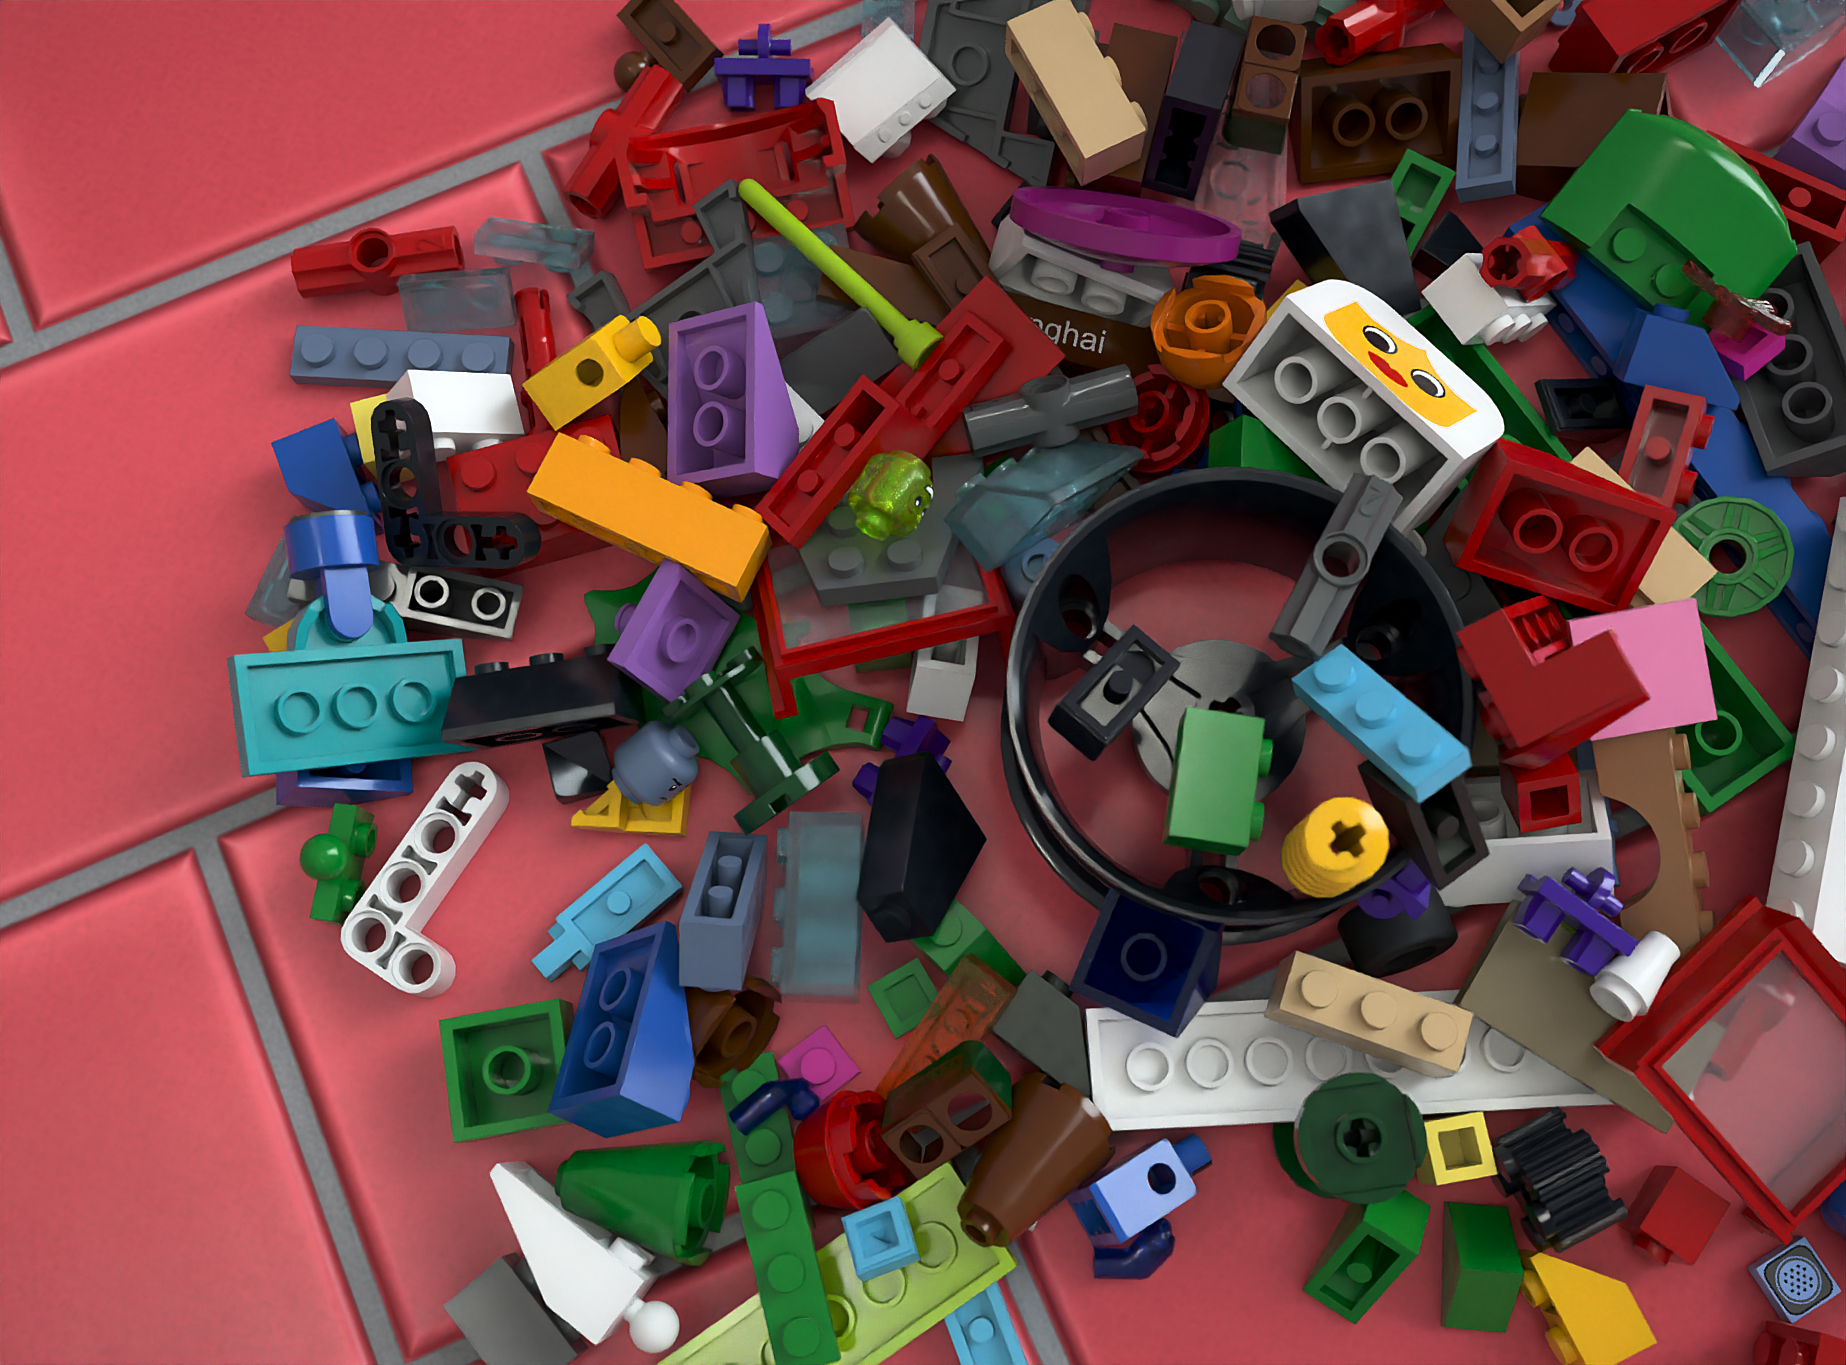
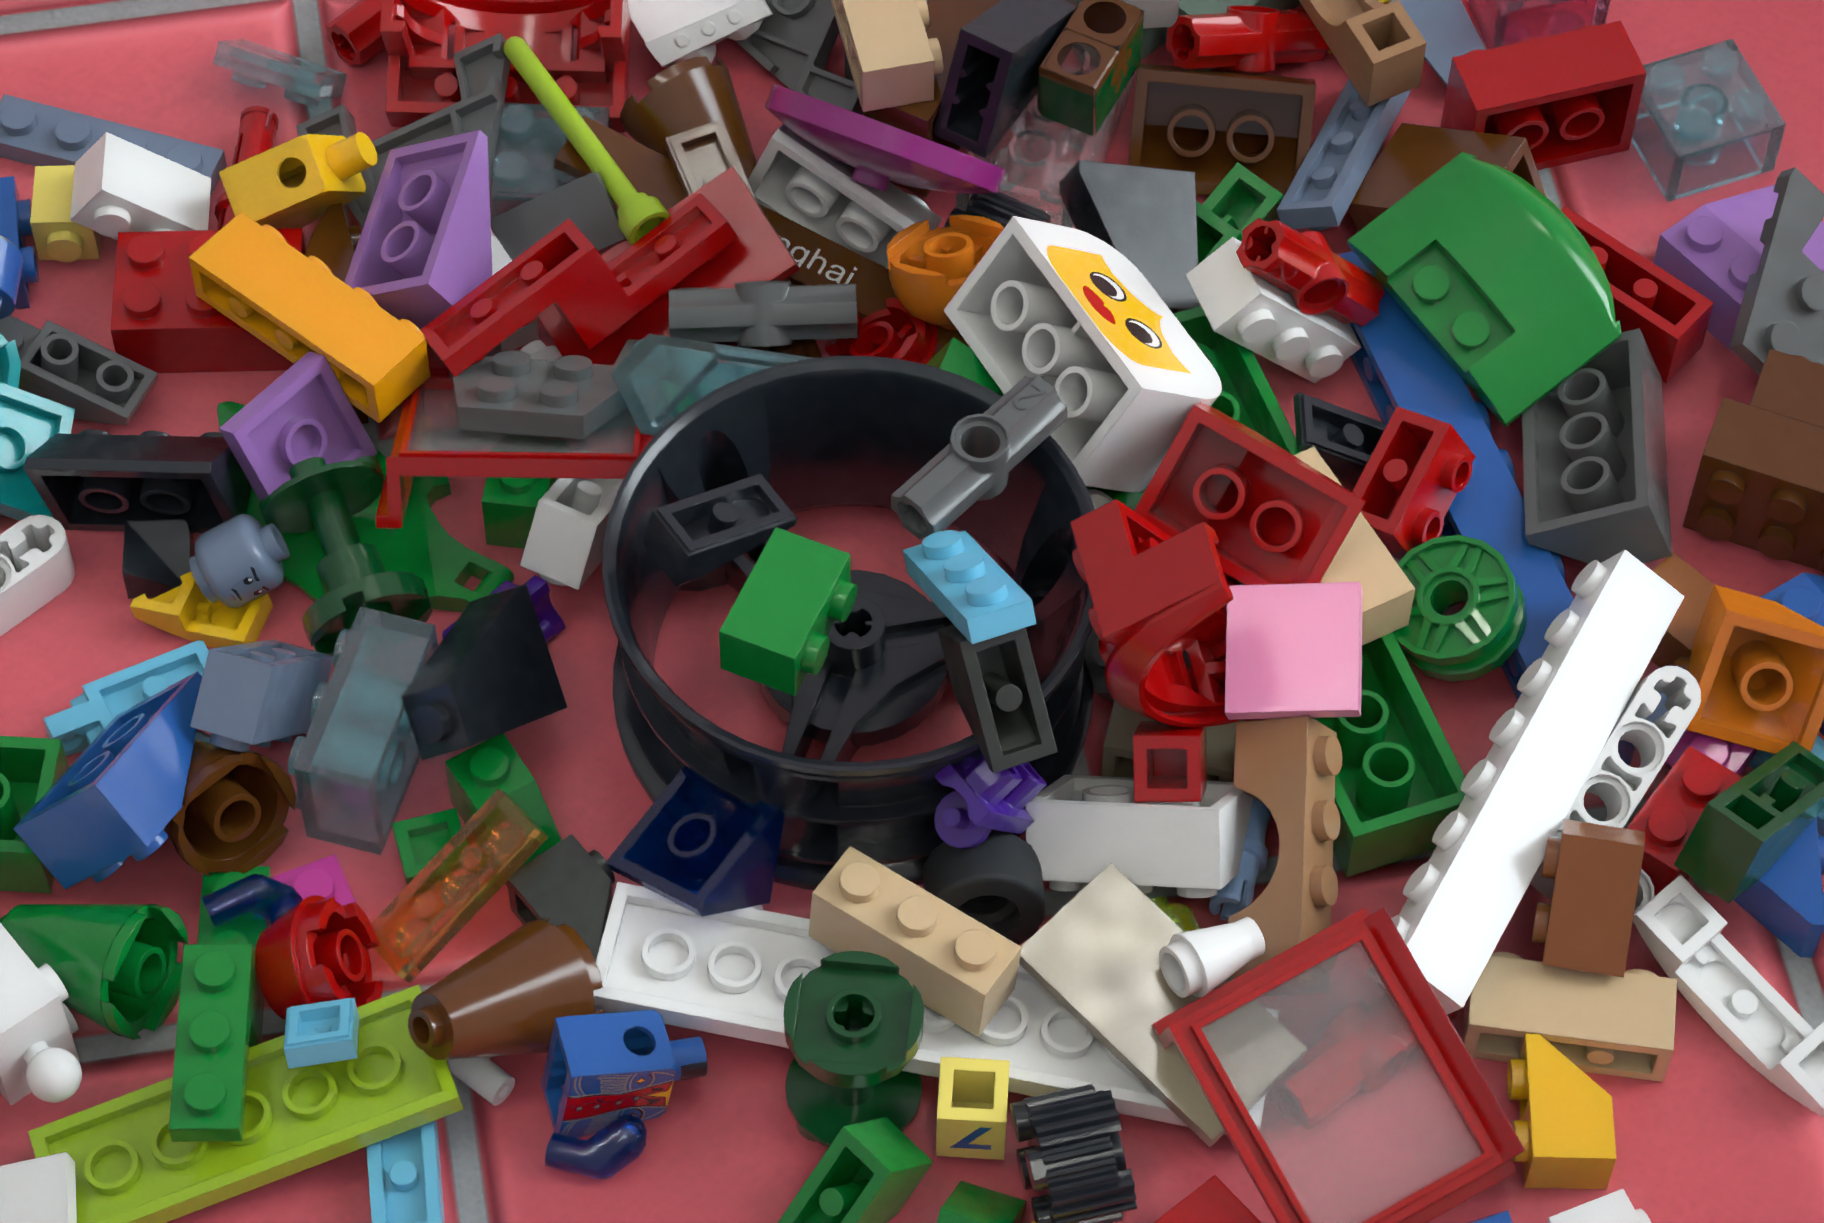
camera: 10 degrees right, 20 degrees down
(348, 268) = (109, 53): red piece -> none
(431, 523) = (84, 281): black beam -> none
(458, 300) = (181, 104): clear light blue plate -> none
(891, 495) = (562, 335): clear neon green head -> none
(961, 1070) = (491, 915): reddish brown piece -> none
(1354, 831) = (883, 684): yellow piece -> none
(1595, 935) = (1168, 873): dark purple hips -> none
(1673, 355) = (1449, 389): blue slope -> none
(1731, 312) = (1518, 366): clear red animal -> none
(1751, 354) = (1533, 409): dark pink plate -> none

